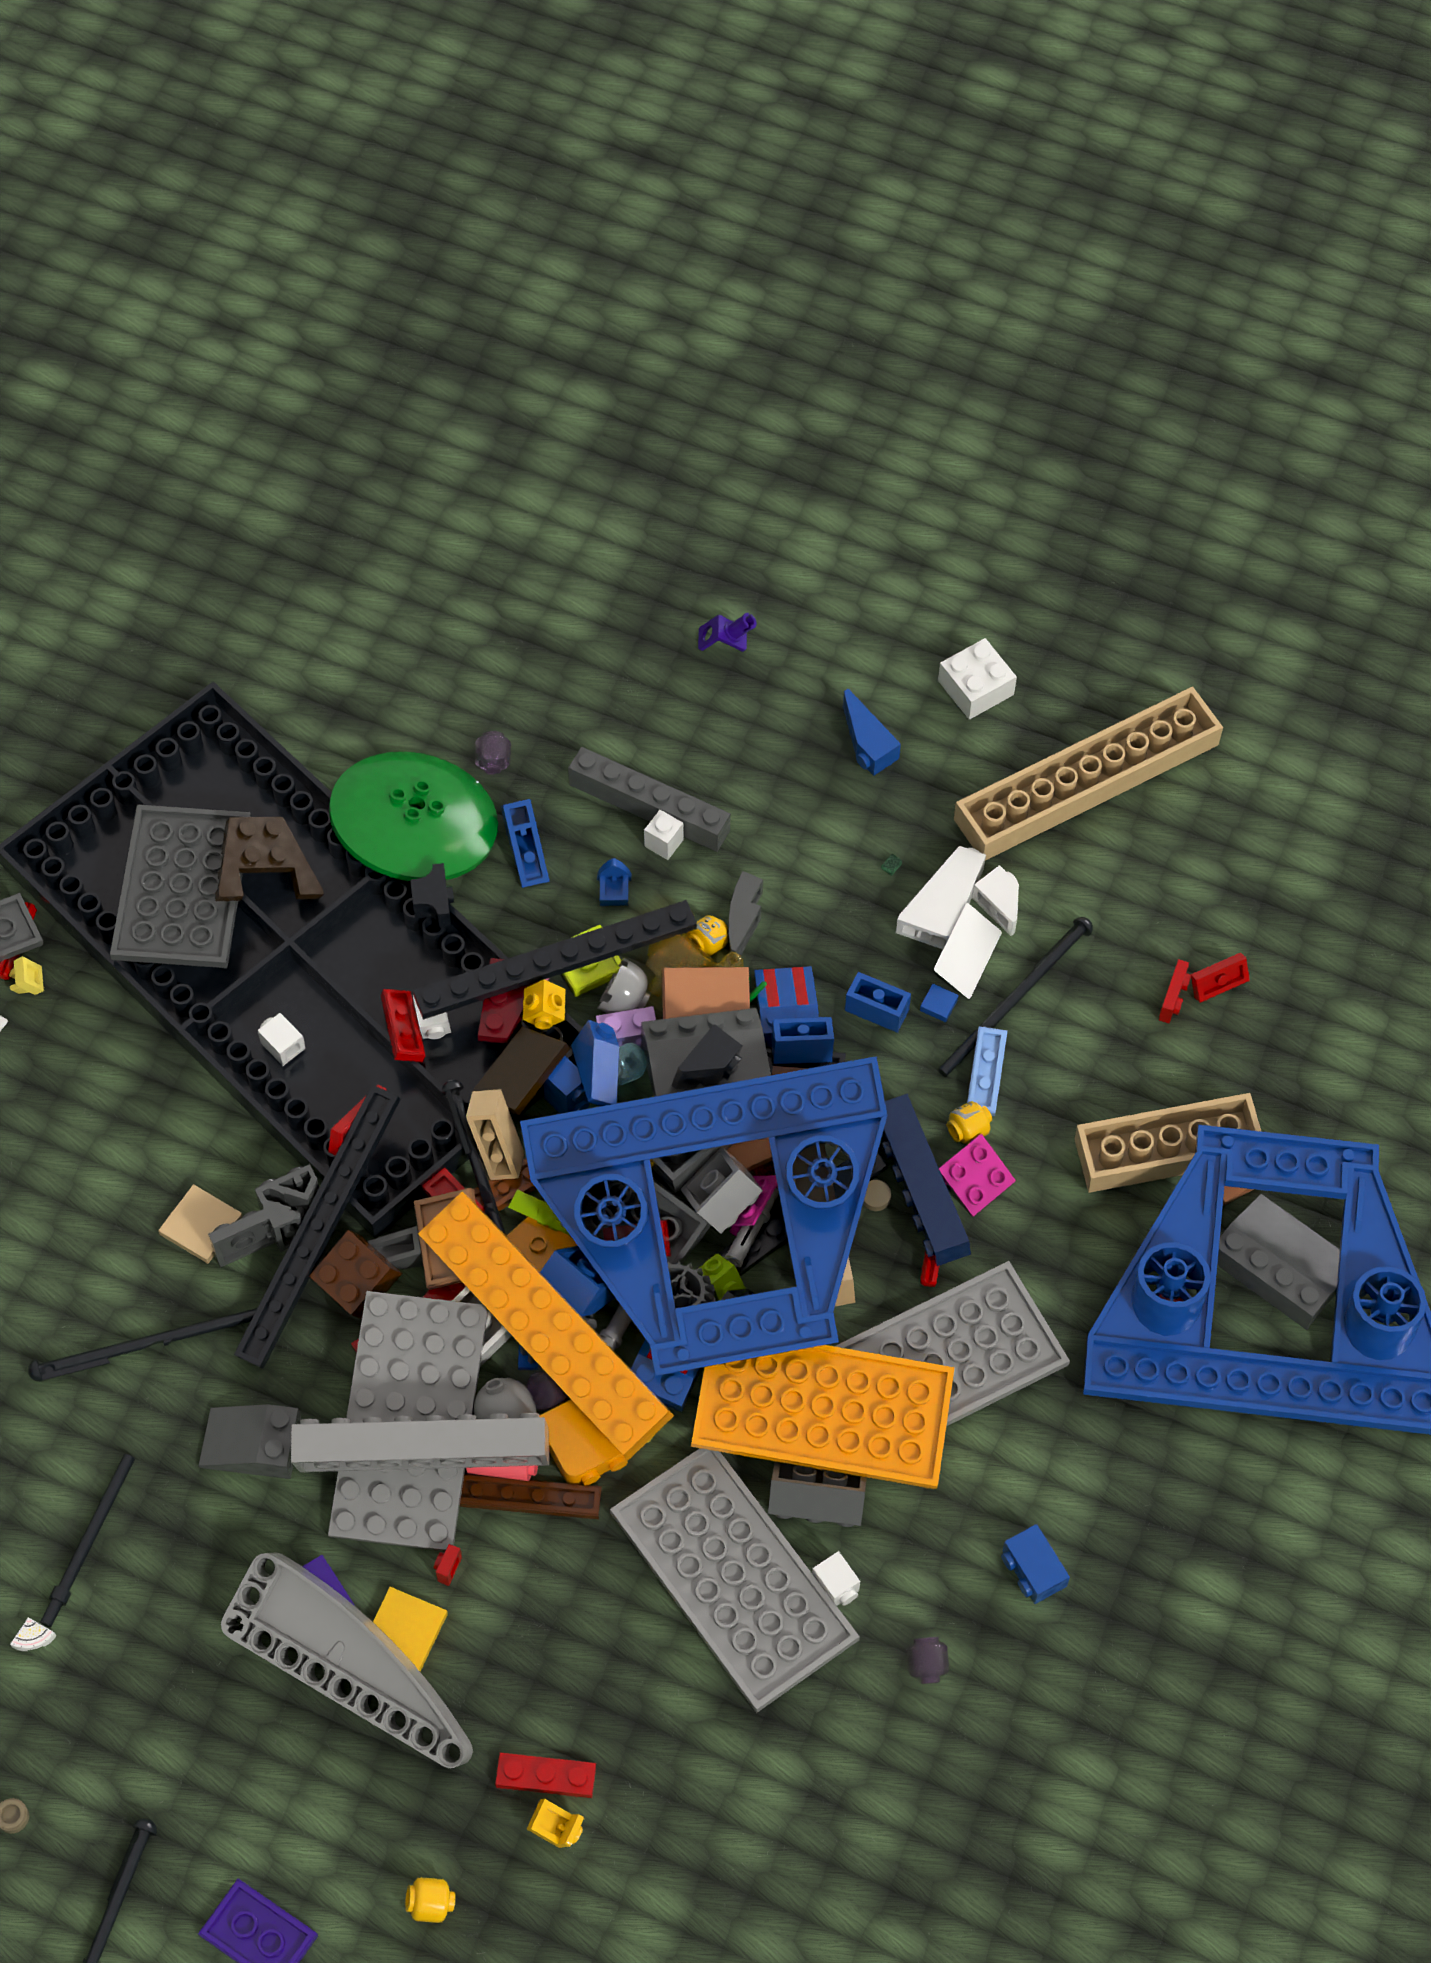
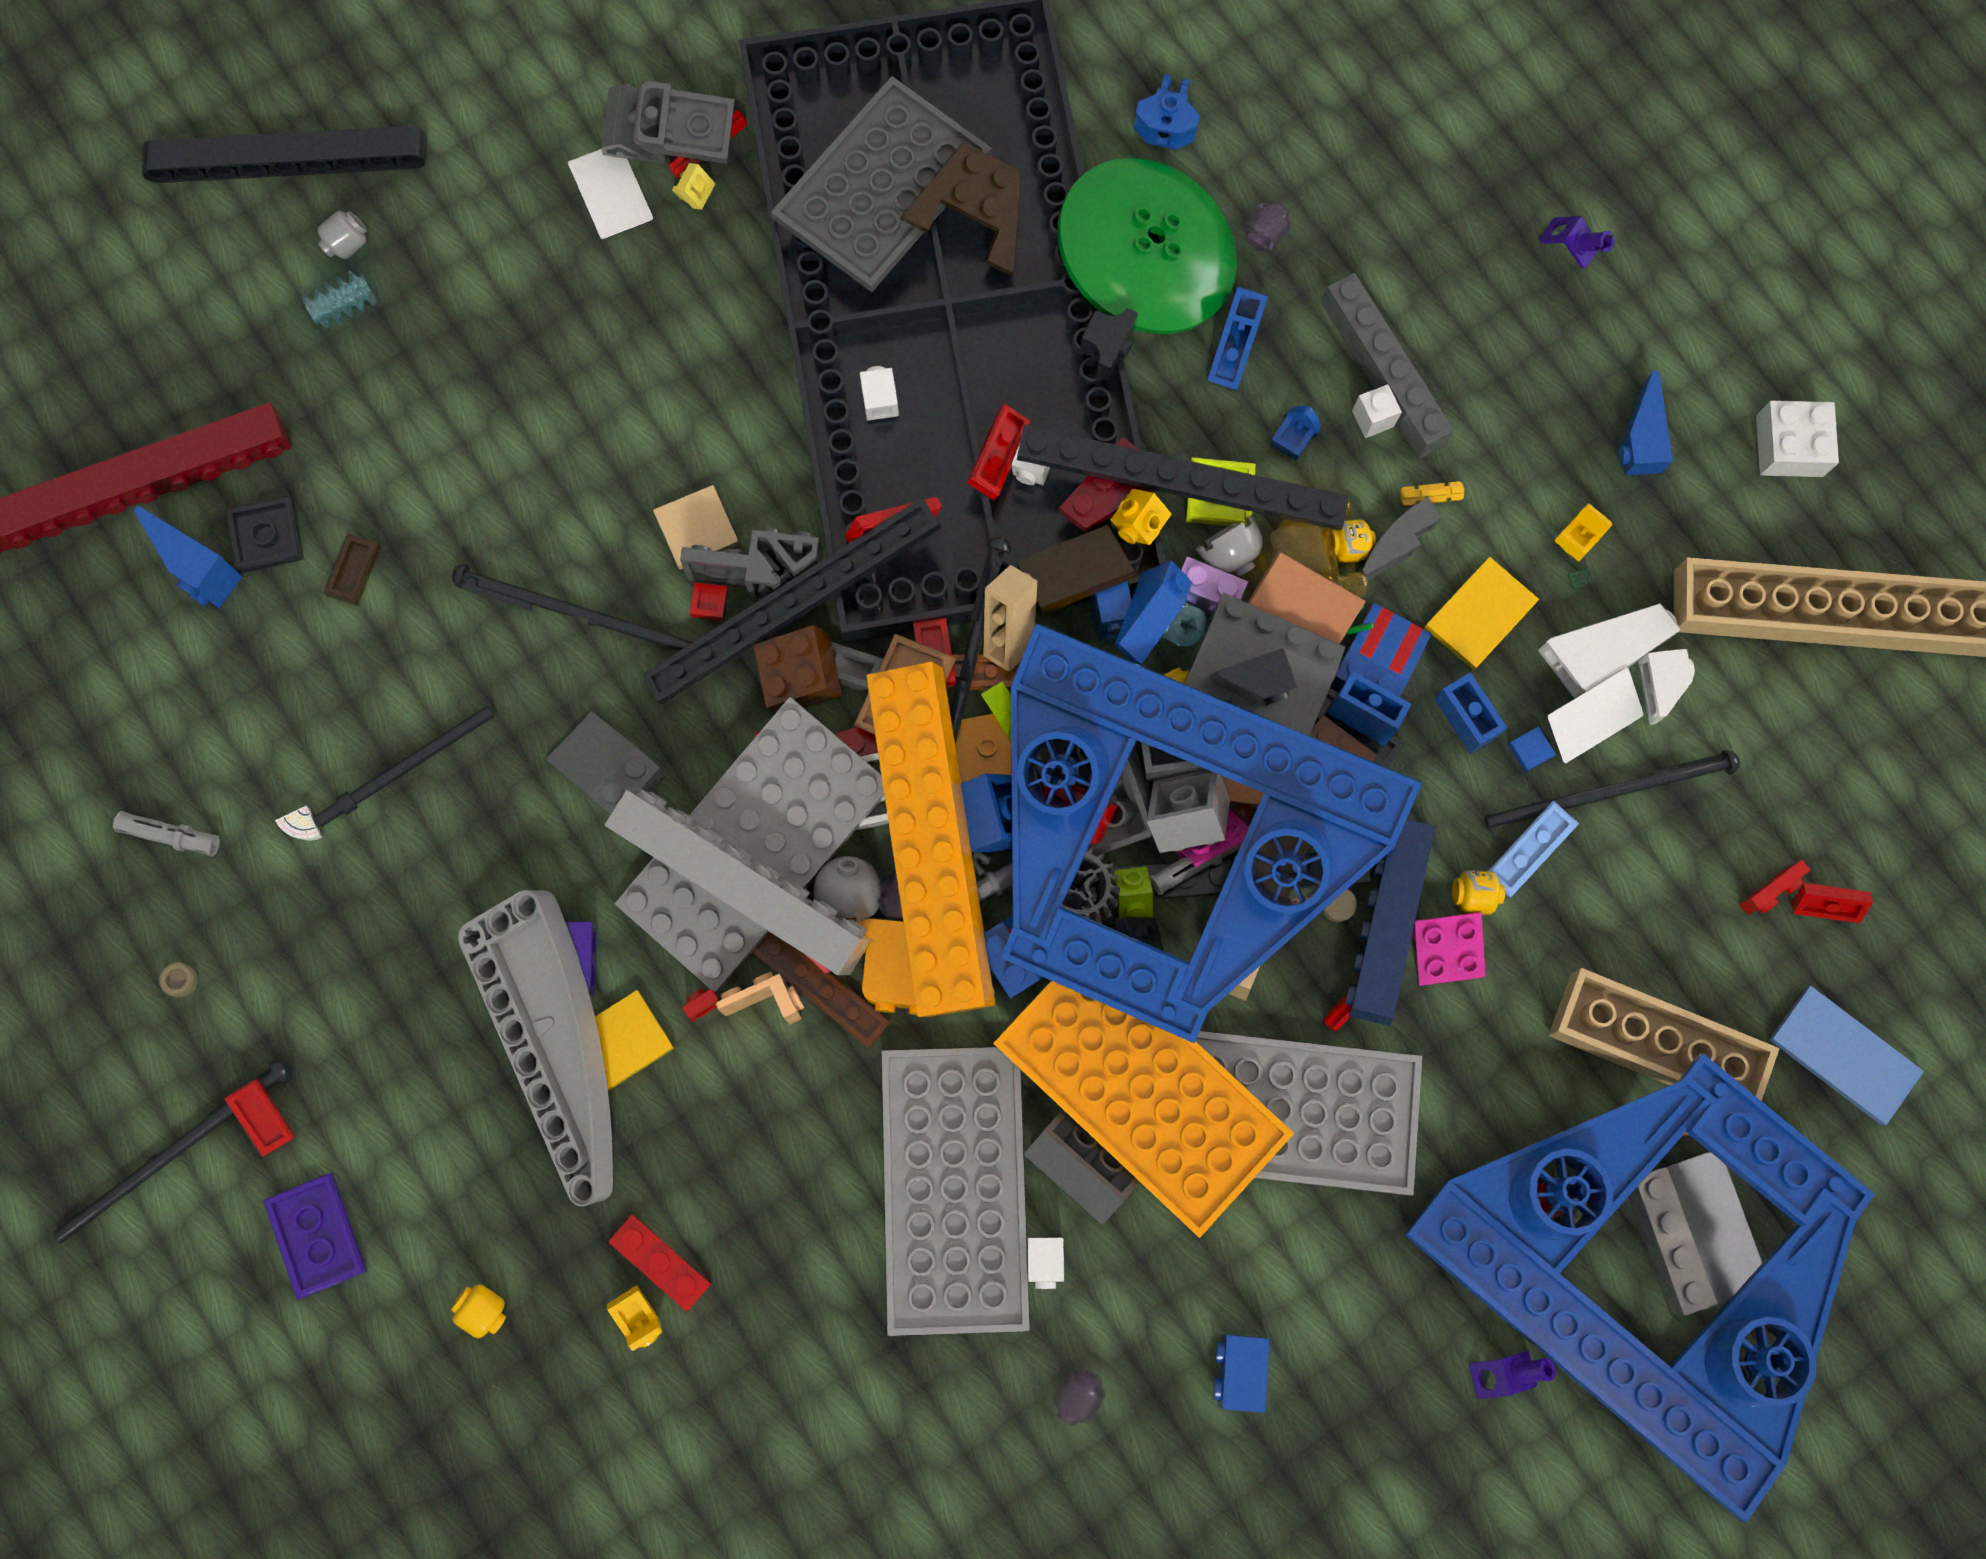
camera: 30 degrees right, 15 degrees up
(153, 1871) = (259, 1117): none -> red tile
(249, 1270) = (708, 601): none -> red plate
(362, 716) = (1169, 114): none -> blue hinge
(496, 1511) = (764, 987): none -> light nougat bracket
(748, 865) = (1435, 492): none -> yellow axle
(837, 931) = (1481, 613): none -> yellow tile
(871, 830) = (1583, 532): none -> yellow bracket
(1225, 1438) = (1512, 1374): none -> dark purple bracket
(1303, 1075) = (1846, 1055): none -> medium blue tile

